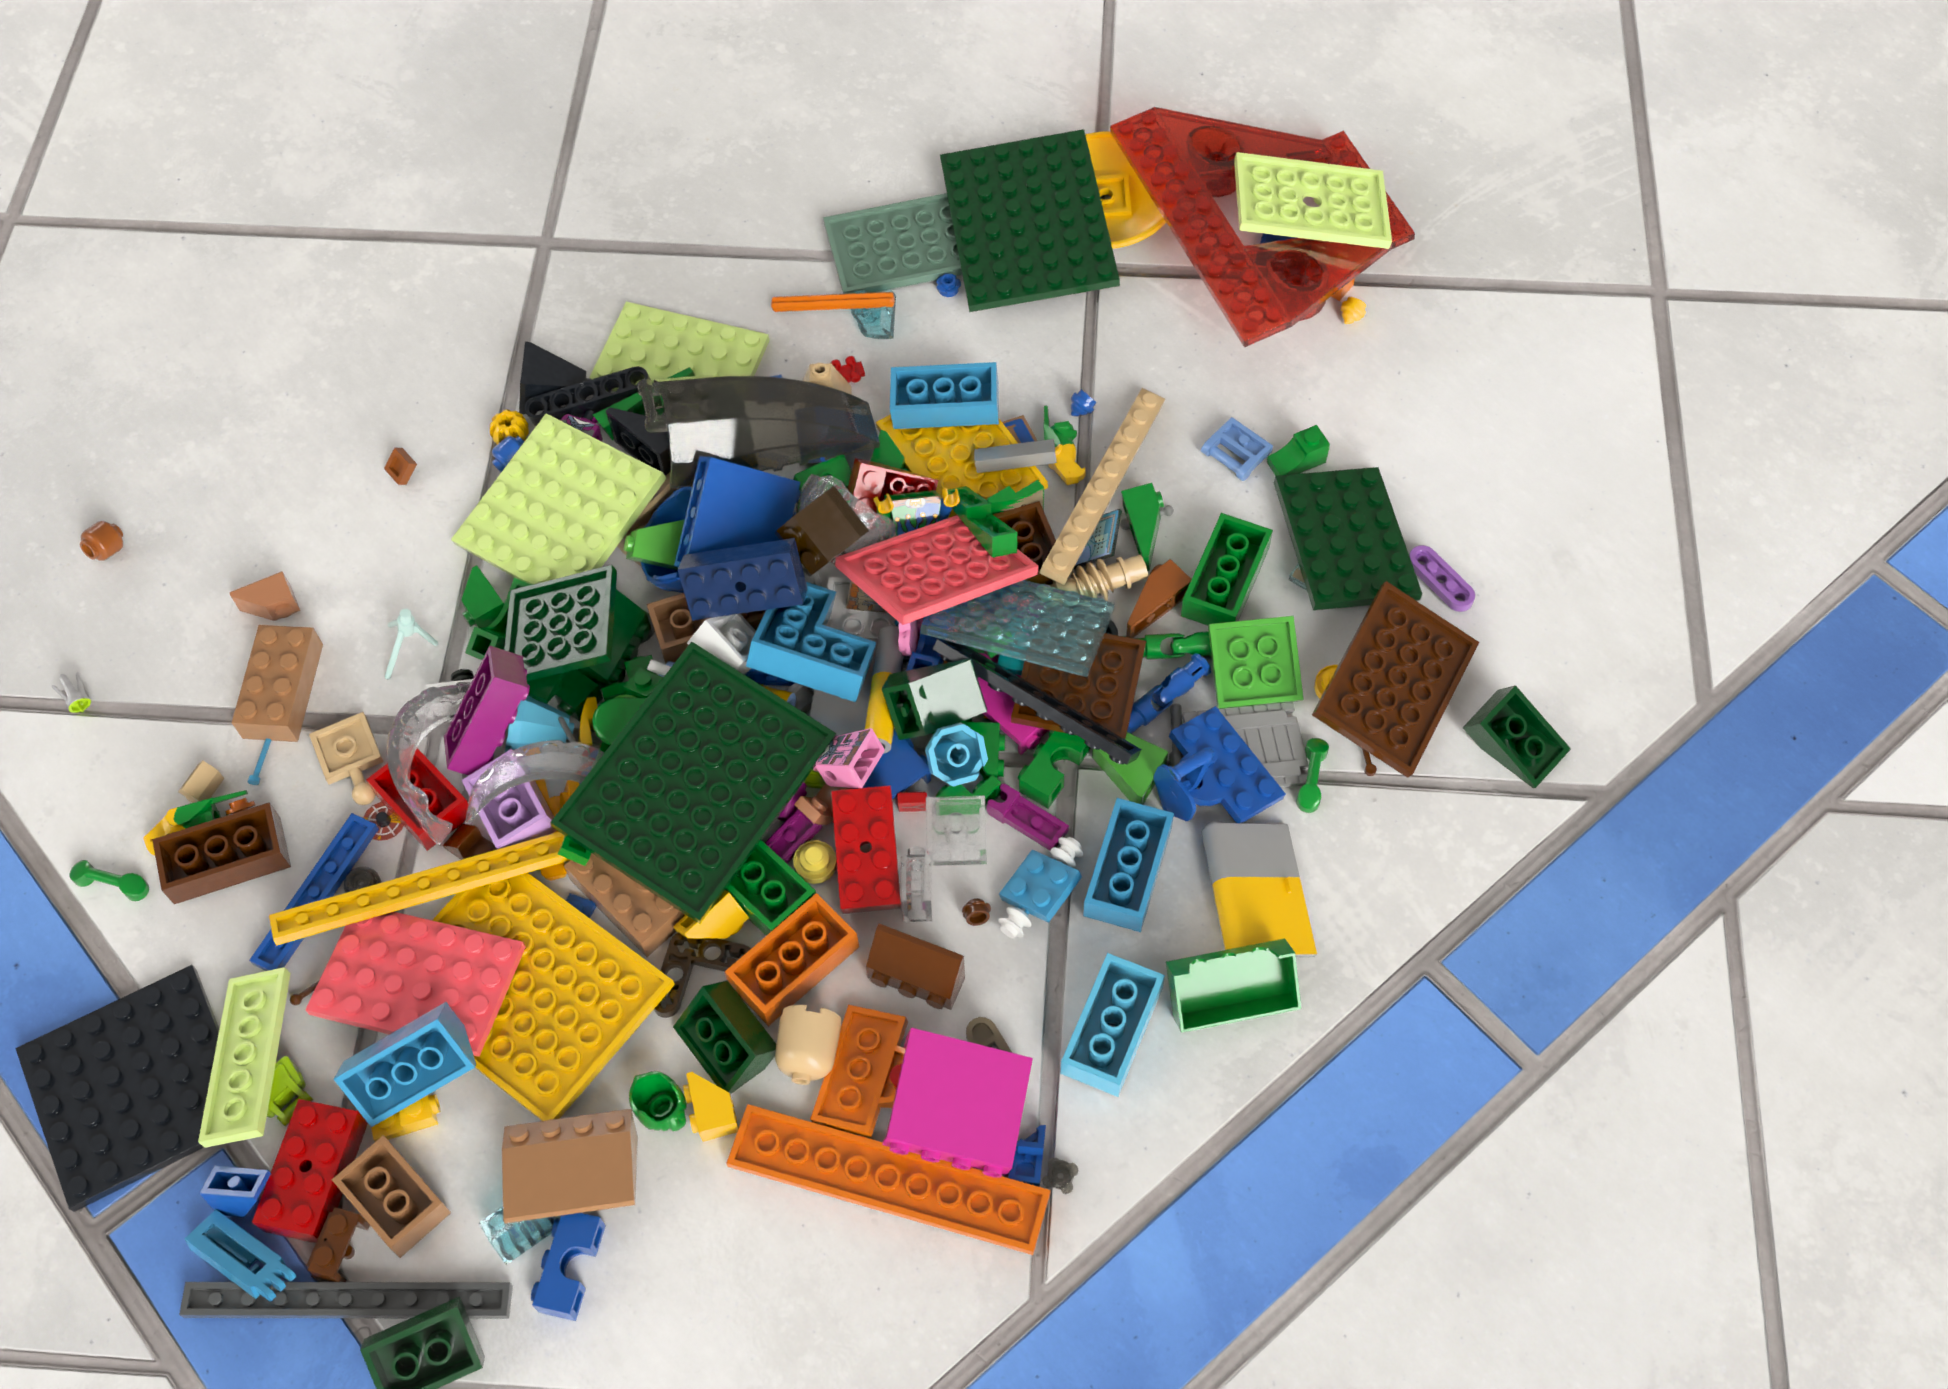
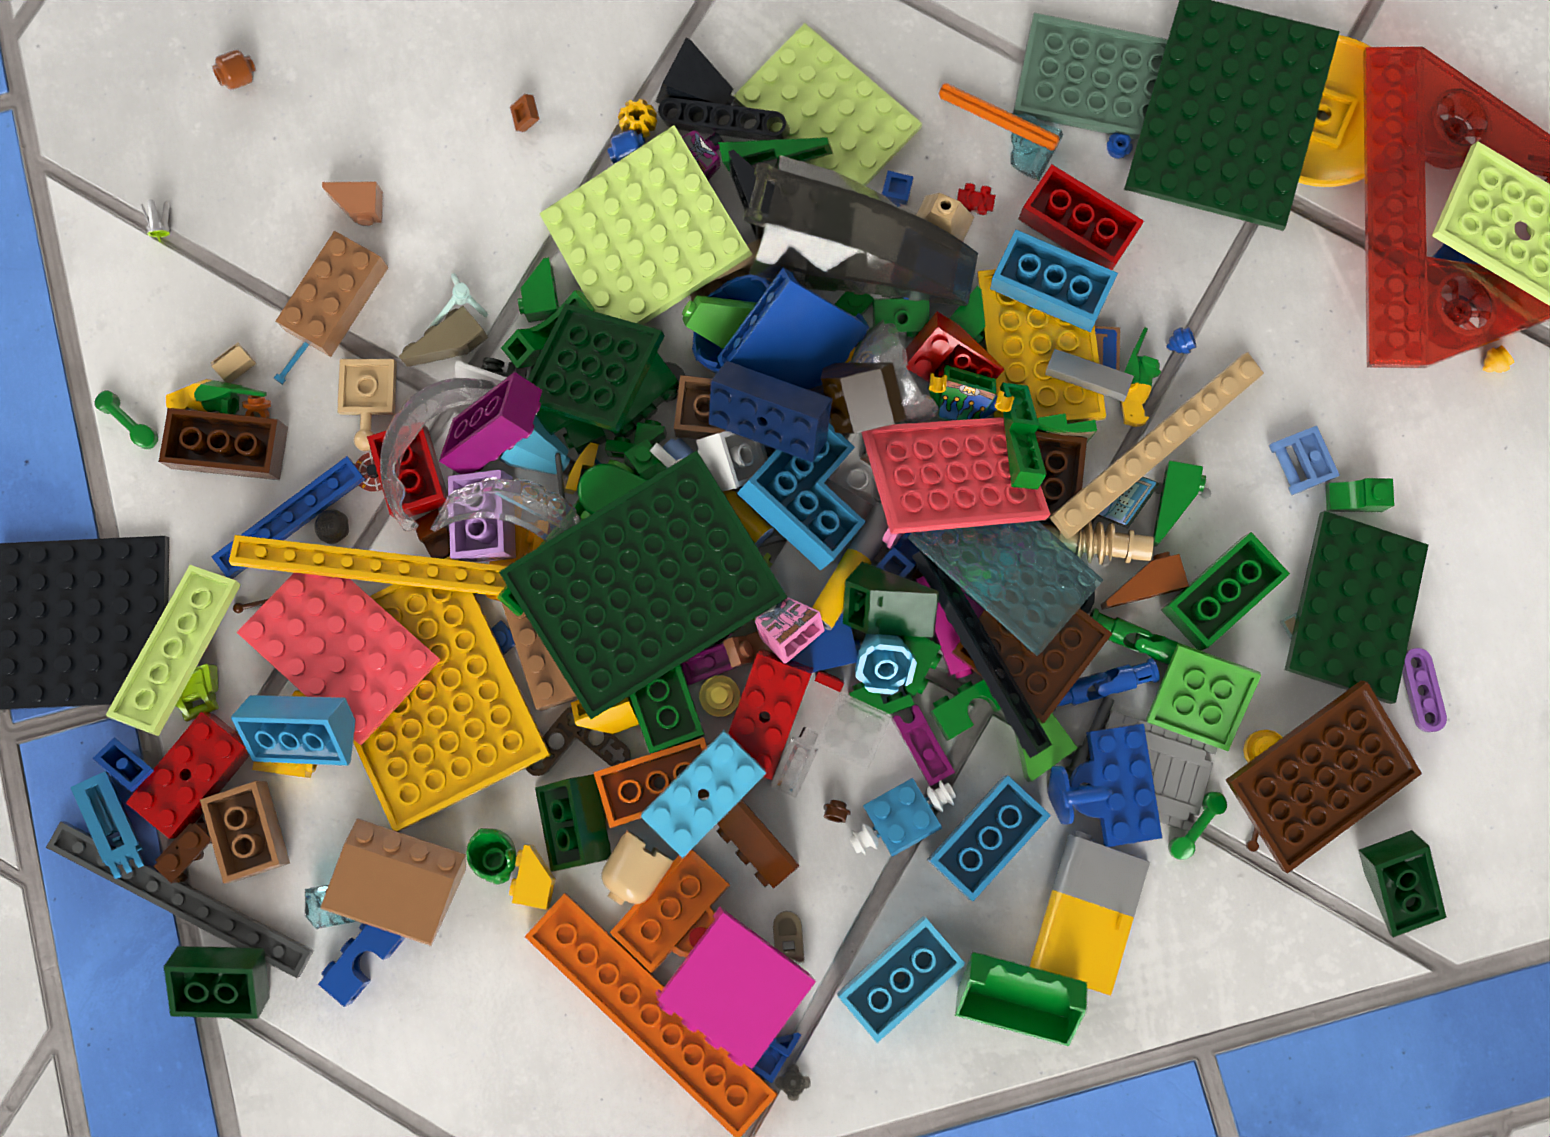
camera: 25 degrees right, 20 degrees up
(413, 669) = (449, 339): none -> dark tan slope
(832, 961) = (722, 770): none -> medium azure brick
(942, 341) = (1080, 218): none -> red brick

